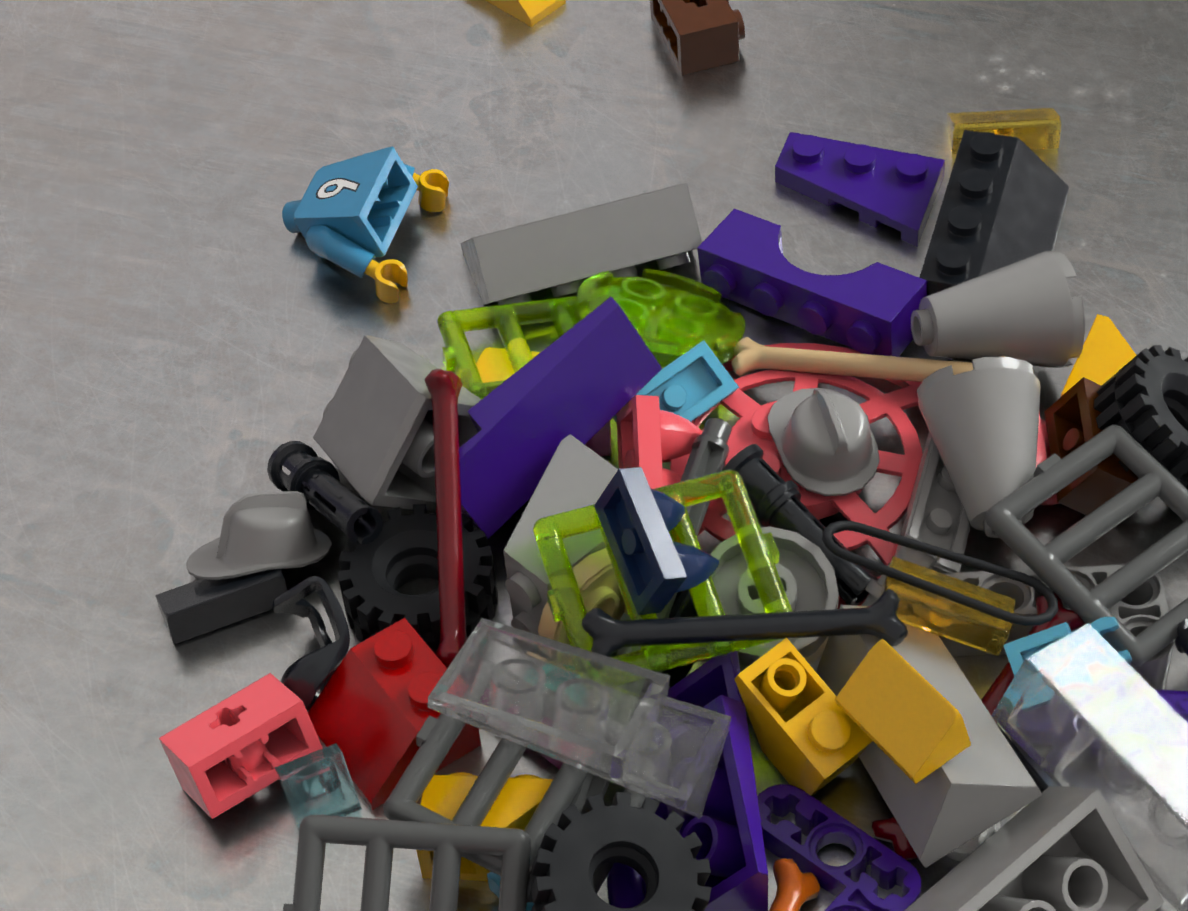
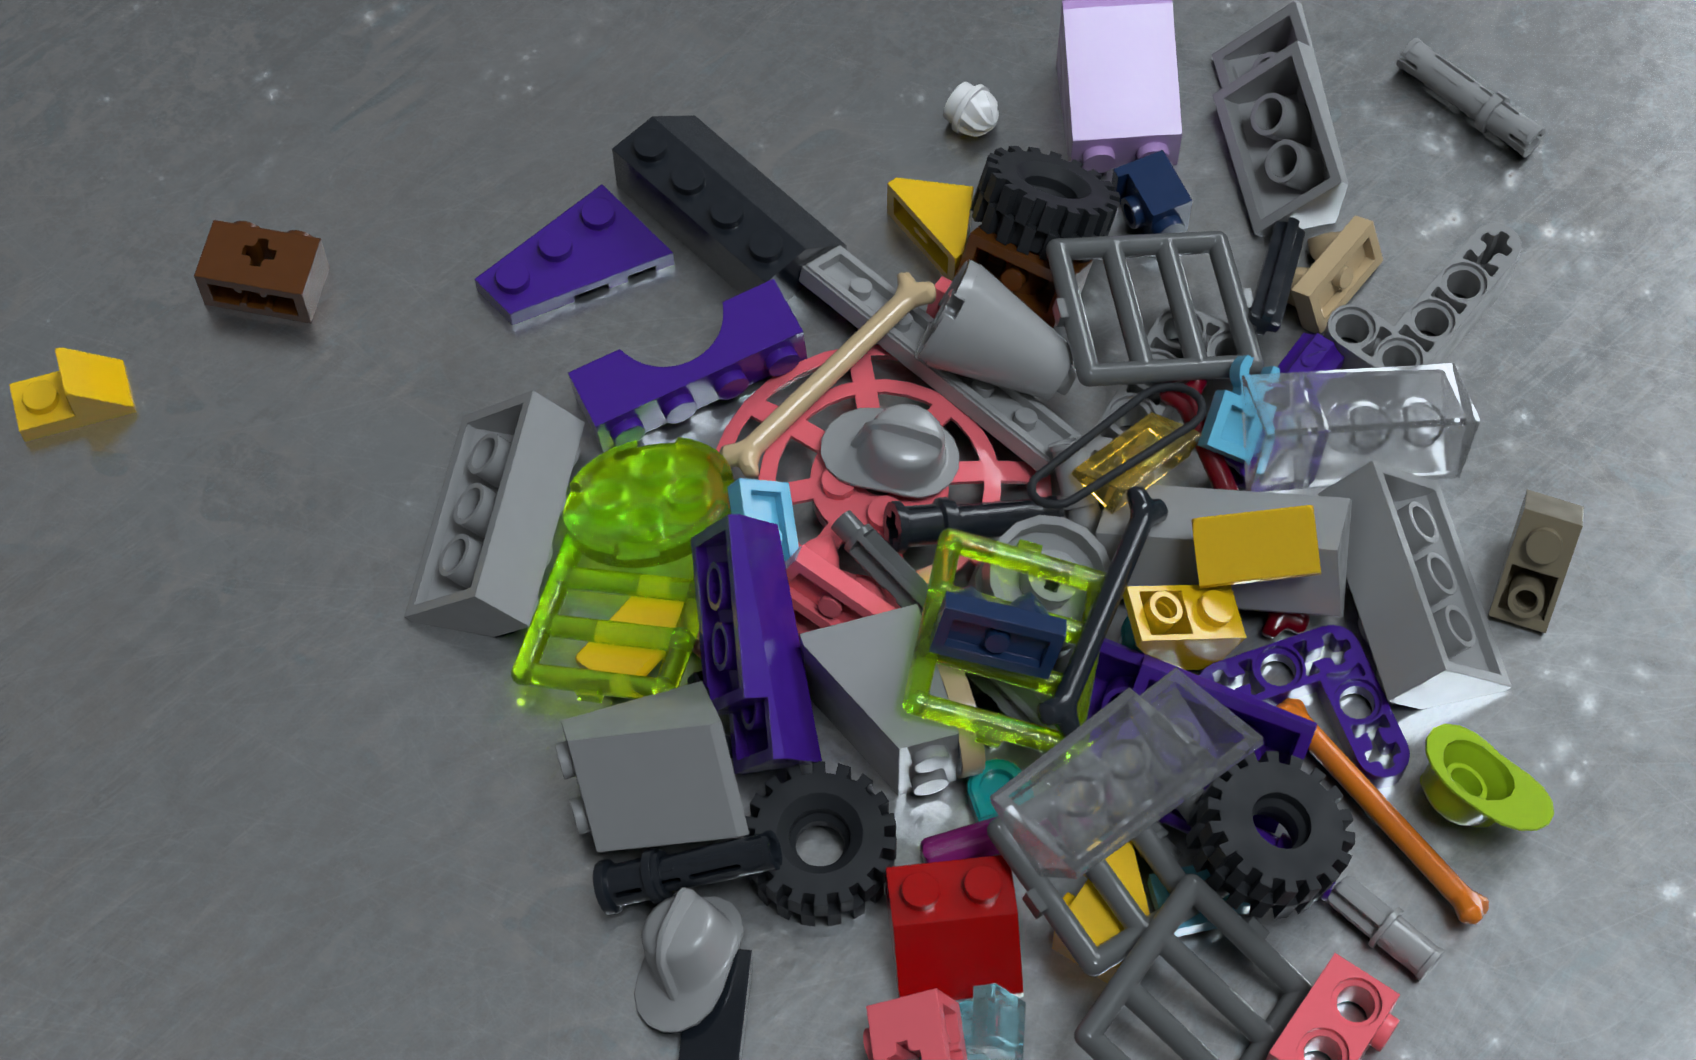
camera: 65 degrees left, 15 degrees up
(313, 671) = (875, 963): black piece -> none
(356, 210) = (322, 684): dark azure torso -> none
(444, 391) = (827, 773): dark red piece -> none
(1007, 312) = (865, 240): light grey cone -> none
(1035, 127) = (589, 119): clear yellow slope -> none

